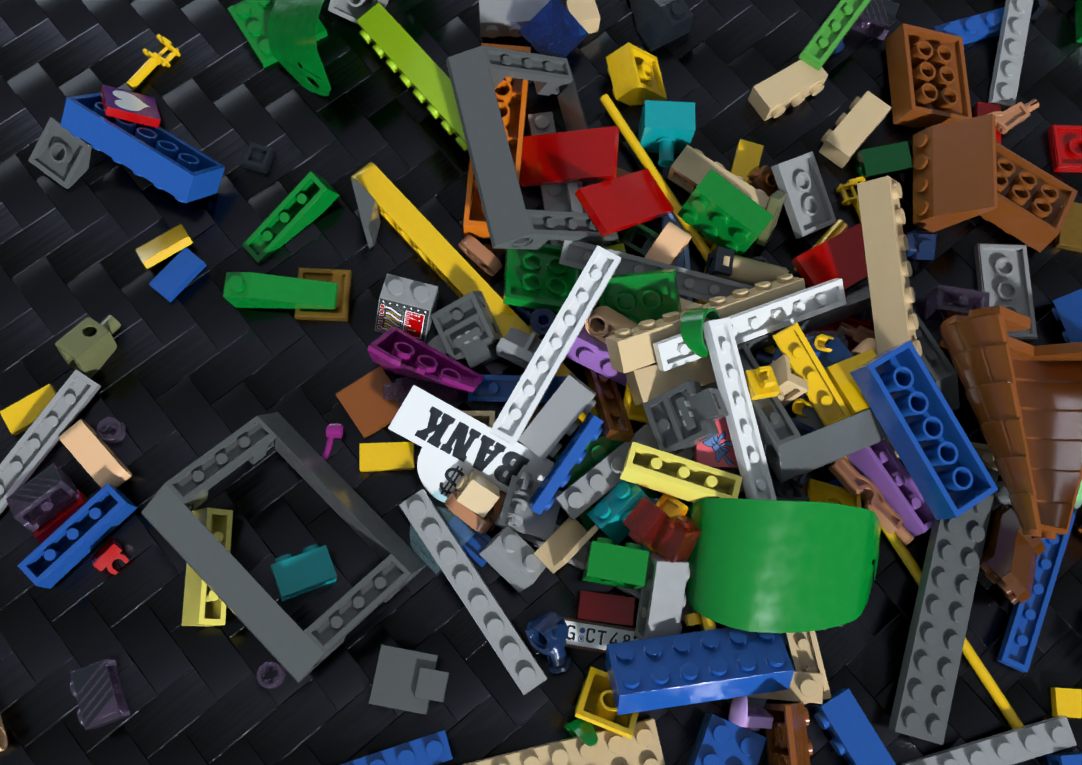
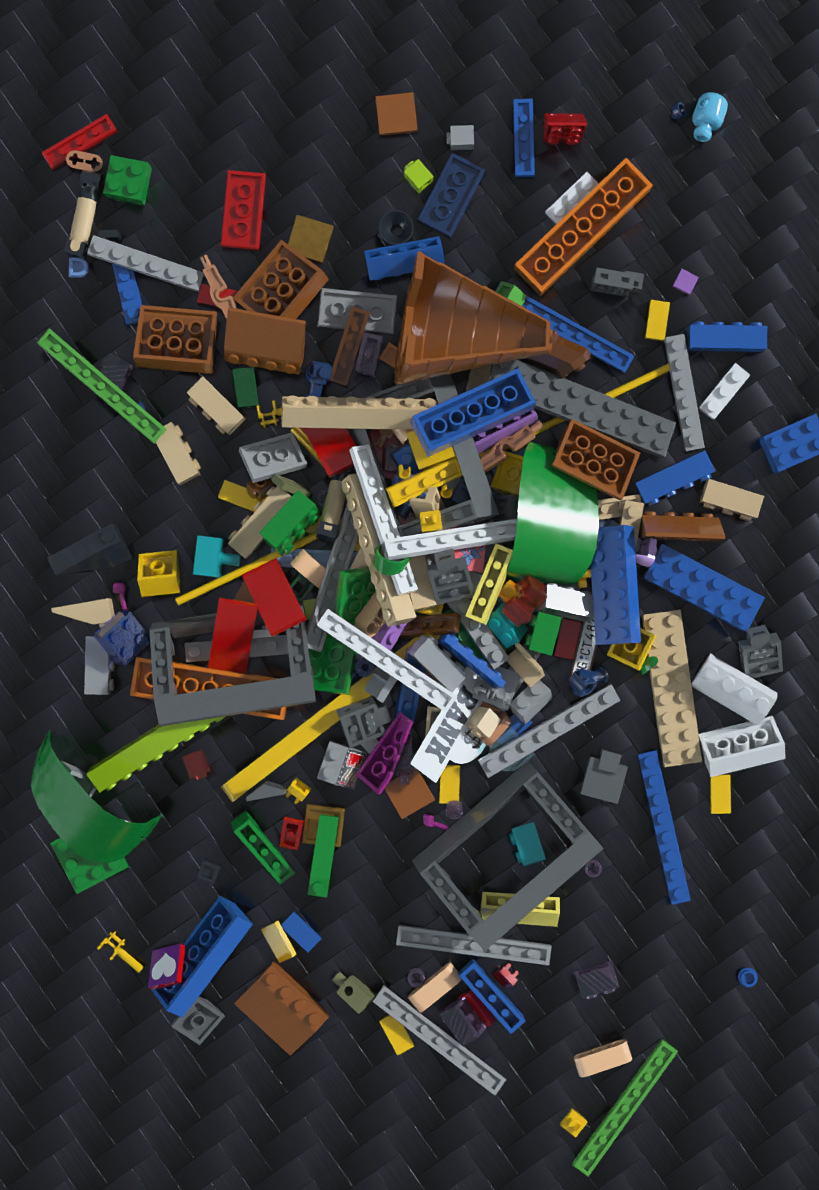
camera: 70 degrees left, 15 degrees up
(74, 258) = (282, 1008): none -> dark orange slope
(149, 544) = (465, 944): none -> light grey plate
(312, 250) = (291, 833): none -> red slope
(351, 464) = (454, 809): none -> clear purple bush
(369, 257) = (298, 789): none -> yellow tile
(397, 132) = (196, 764): none -> clear red brick
(480, 255) = (298, 711): nougat beam -> none
(611, 38) = (120, 588): none -> magenta hand
(877, 623) = (595, 459): none -> dark orange slope
(929, 275) = (349, 345): none -> reddish brown plate

